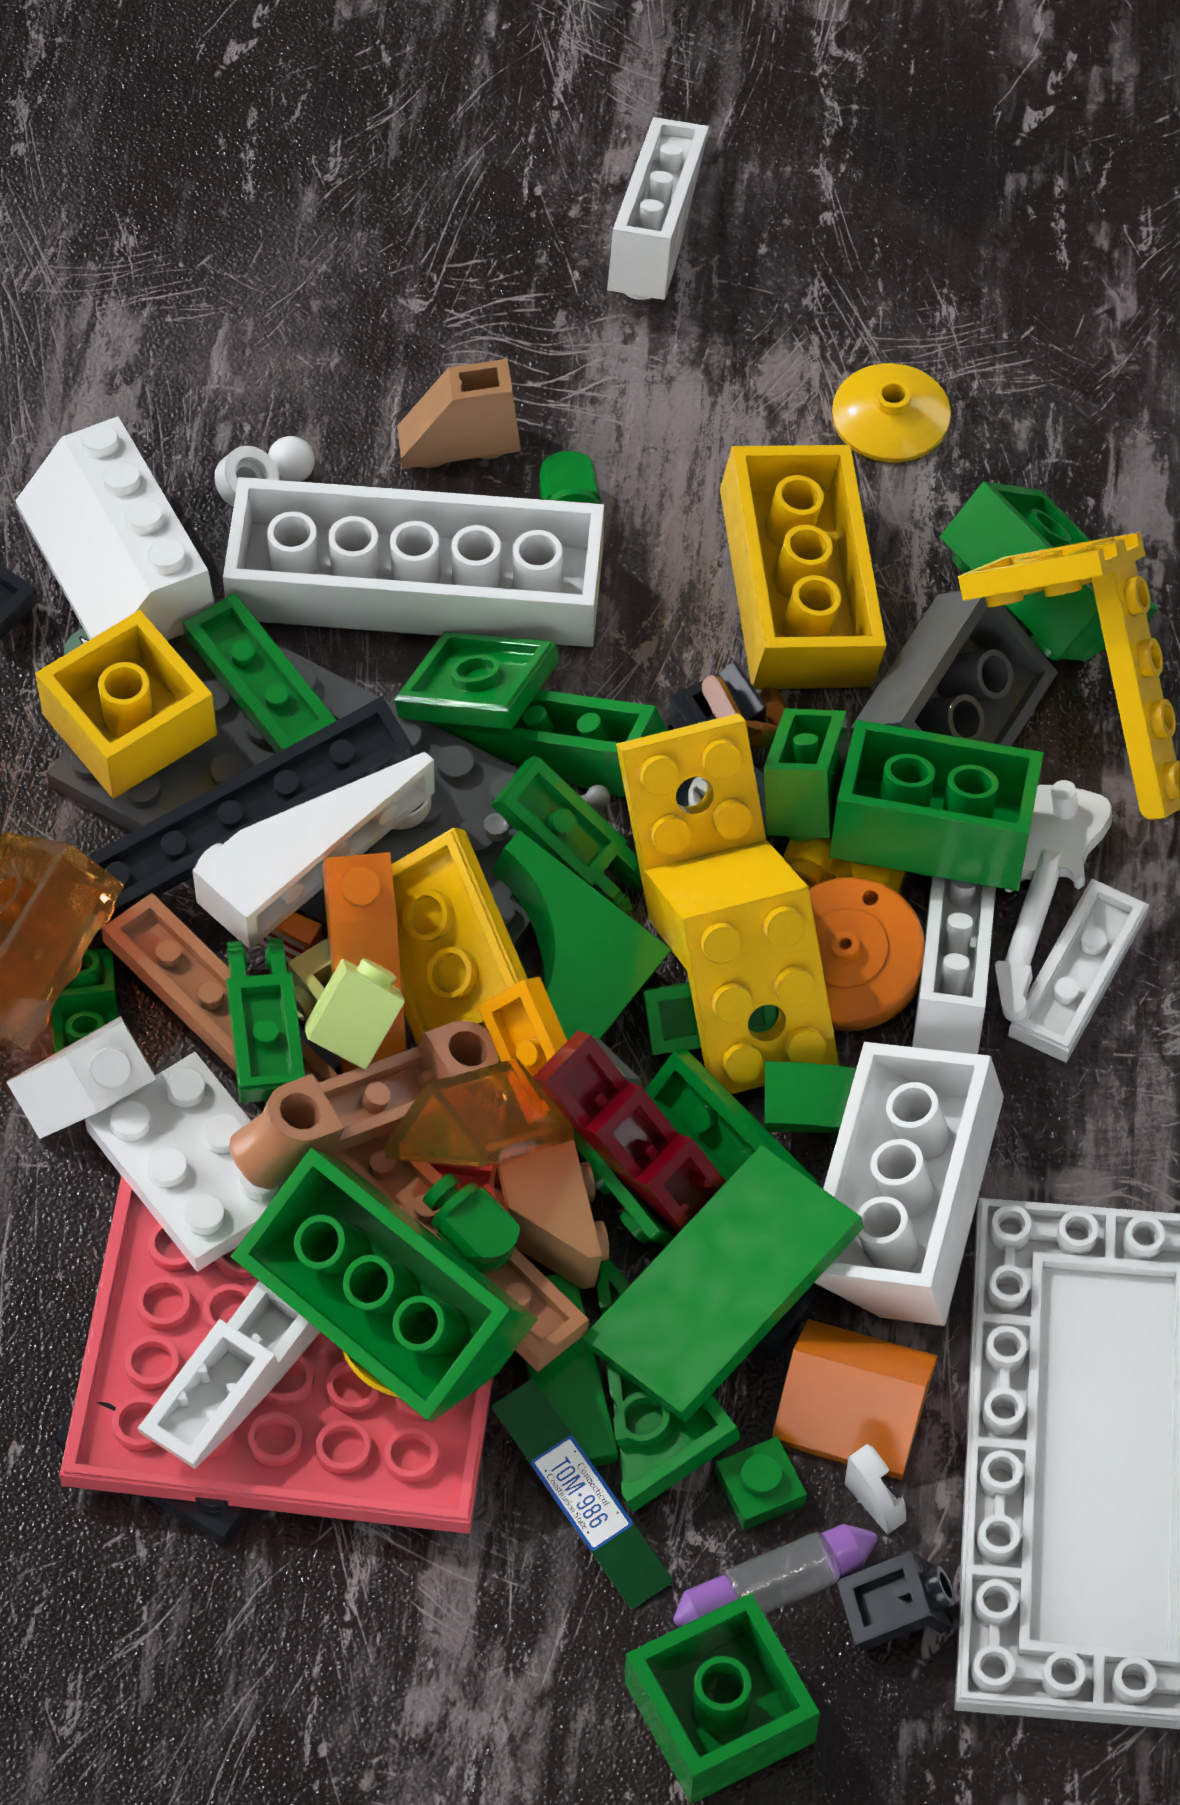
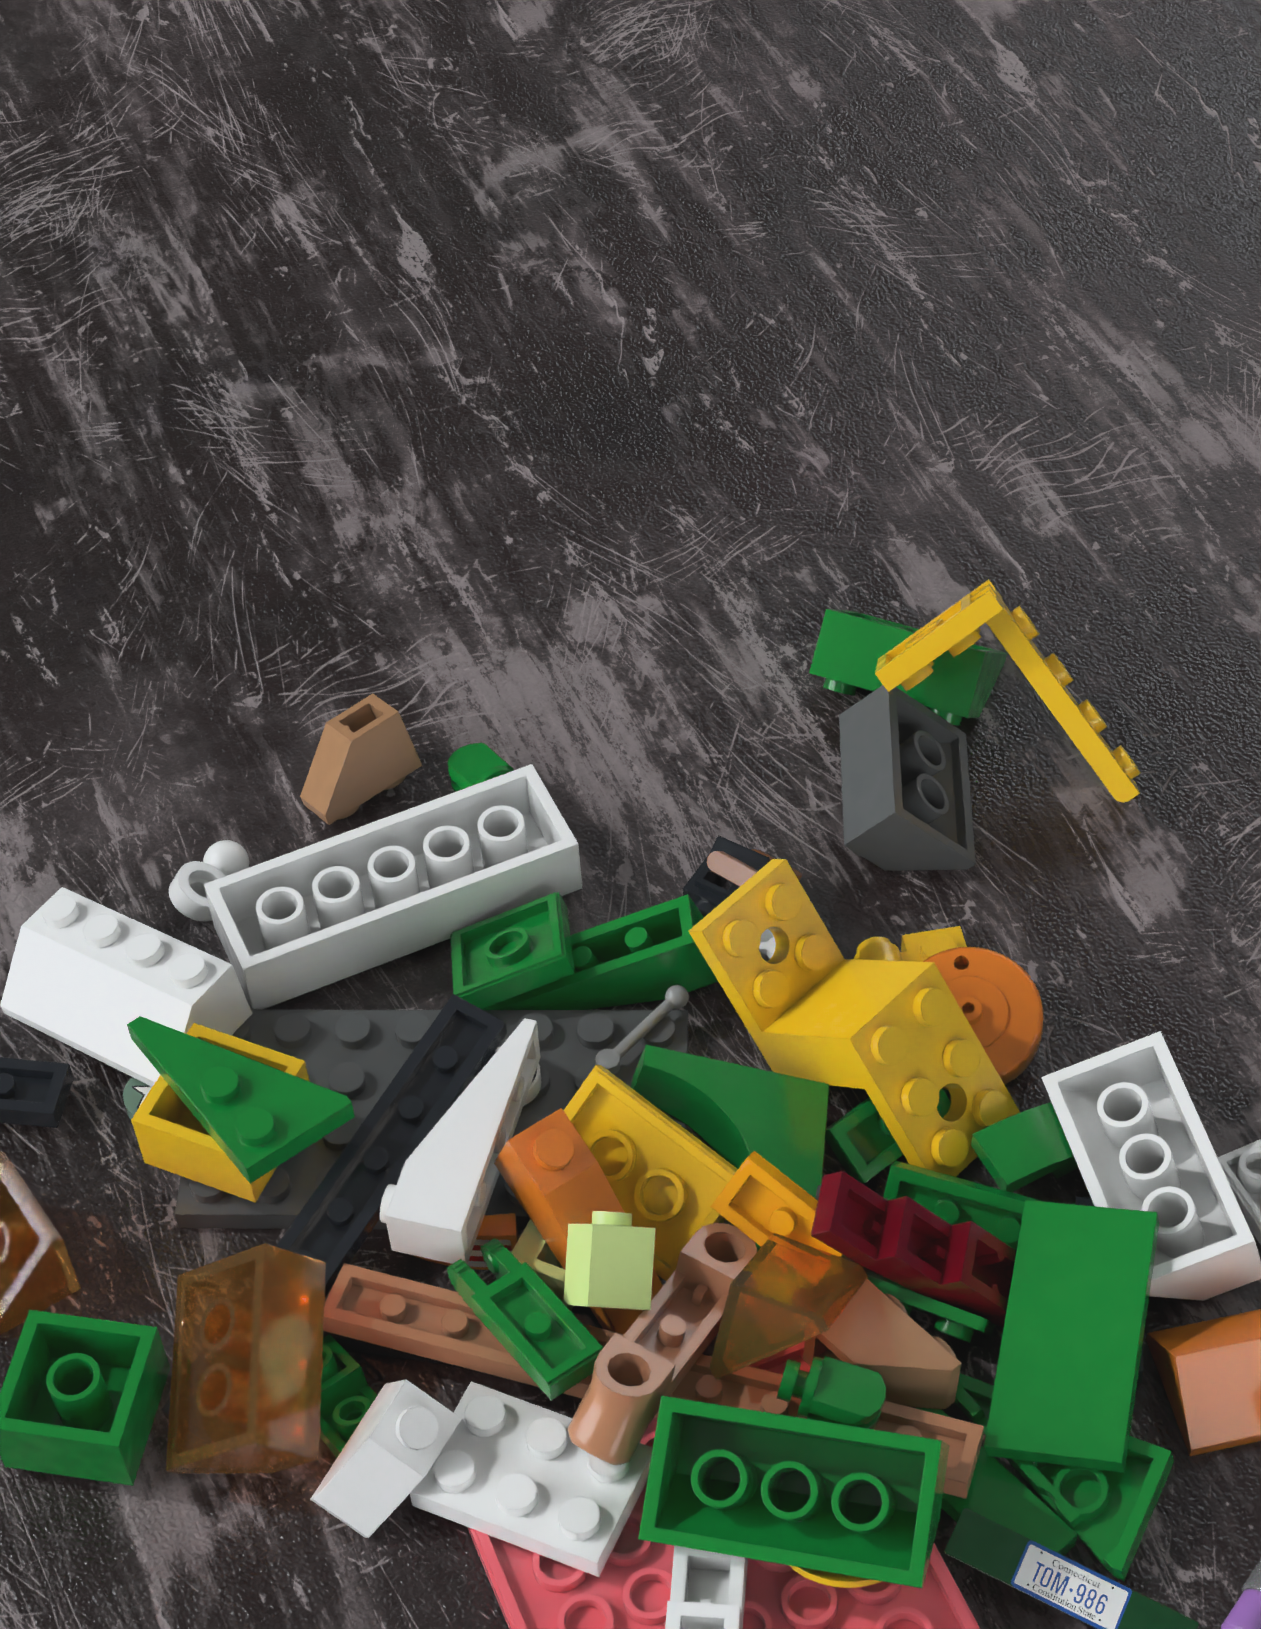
camera: 25 degrees left, 10 degrees down
(135, 711) = (243, 1104): none -> green wing
(256, 673) = (322, 1036): green plate -> none
(569, 830) = (648, 1017): green hinge -> none
(656, 209) = (411, 545): white slope -> none
(760, 1483) = (1211, 1494): green plate -> none
(802, 567) = (717, 744): yellow brick -> none
(805, 773) = (843, 891): green brick -> none
(888, 429) = (695, 609): yellow dish -> none
(936, 805) = (965, 865): green brick -> none
(954, 966) = (1080, 1001): white slope -> none
(1061, 835) = (1061, 849): white piece -> none
(1079, 970) = (1152, 946): white tile -> none

